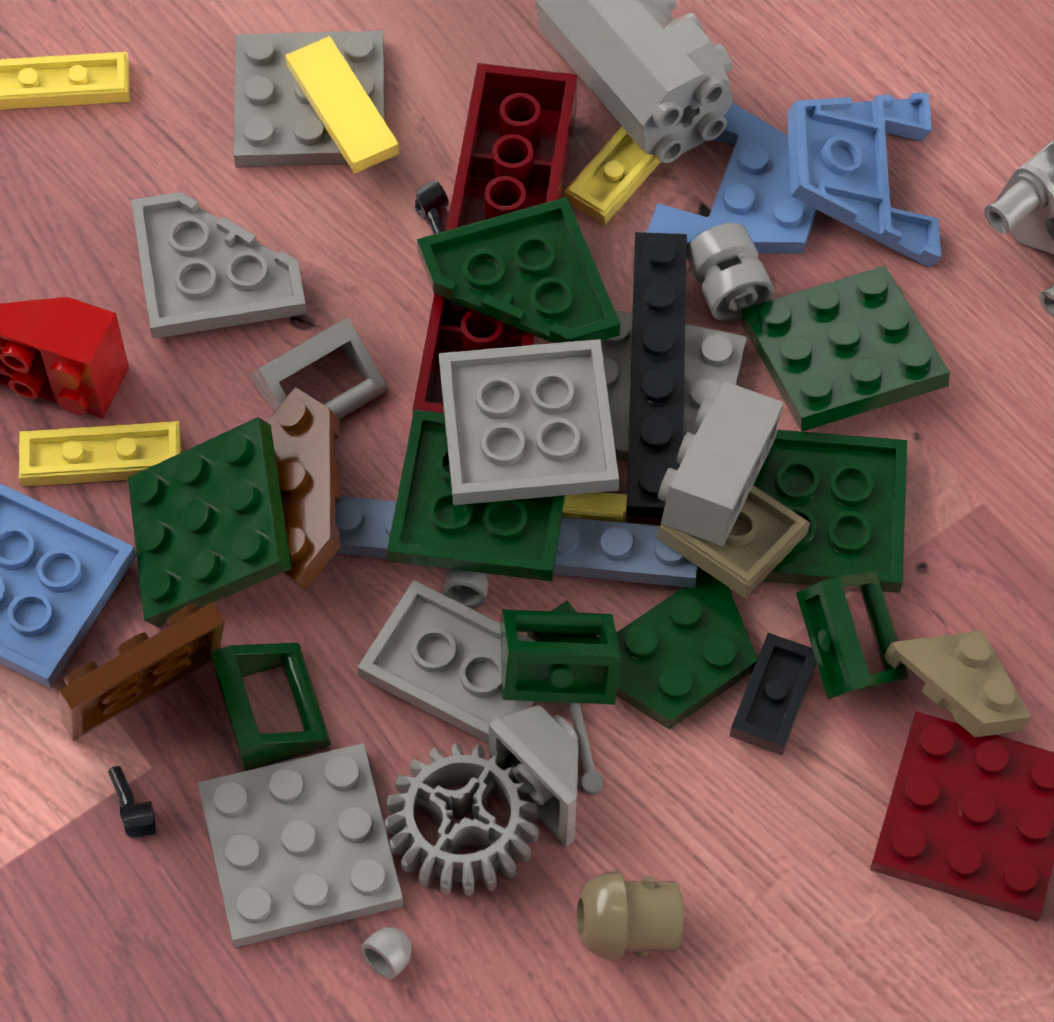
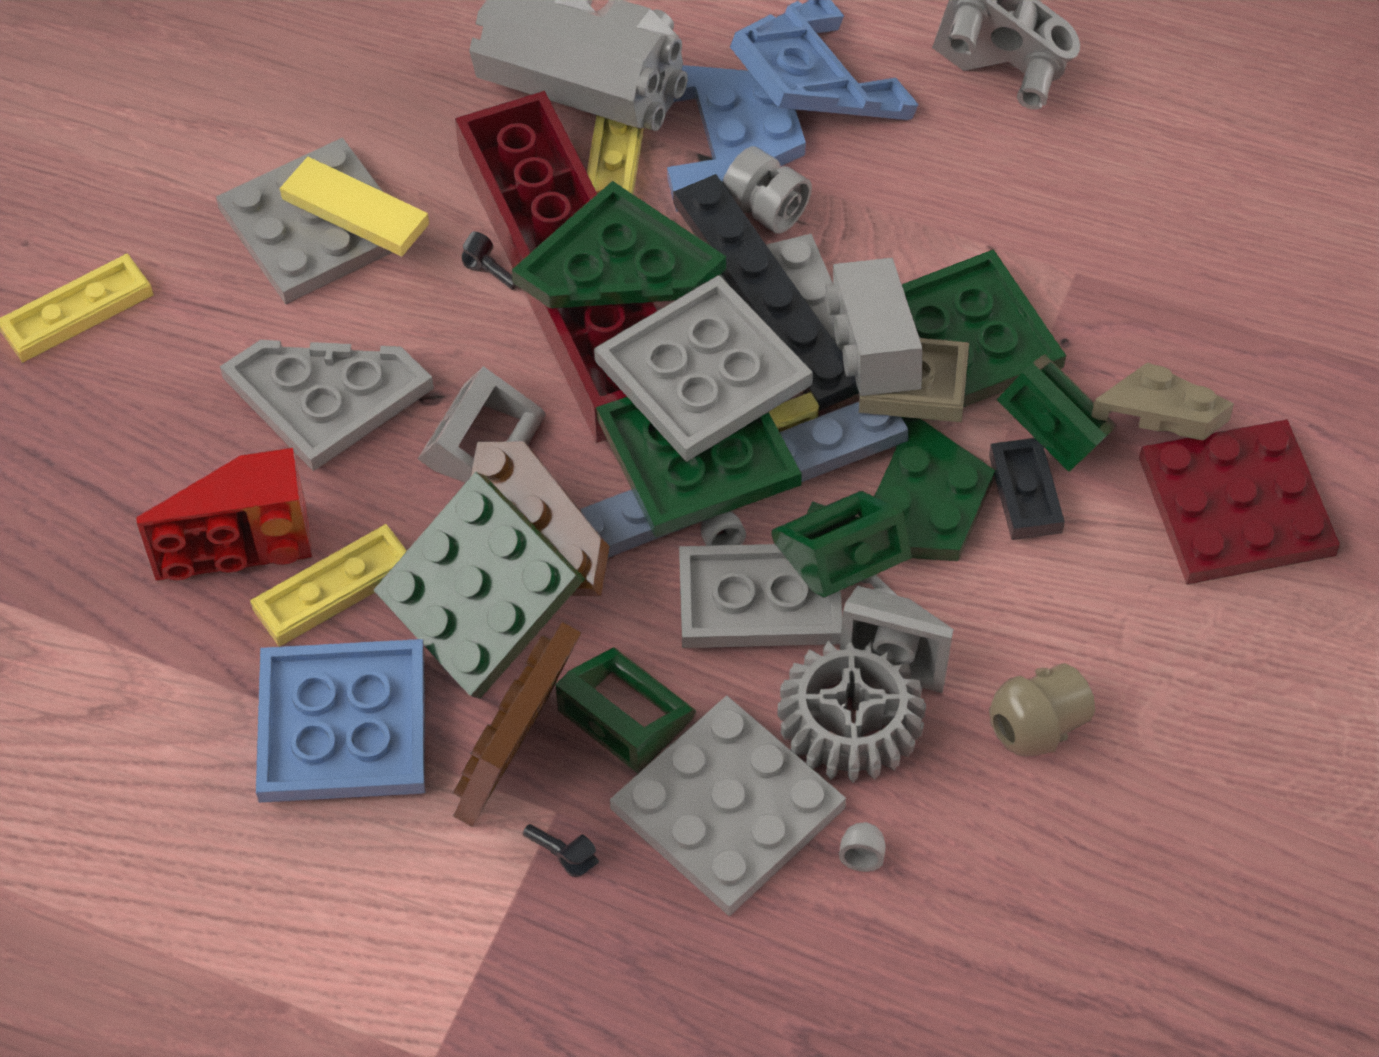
camera: 30 degrees left, 5 degrees down
(844, 348) = (894, 204): dark green plate -> none

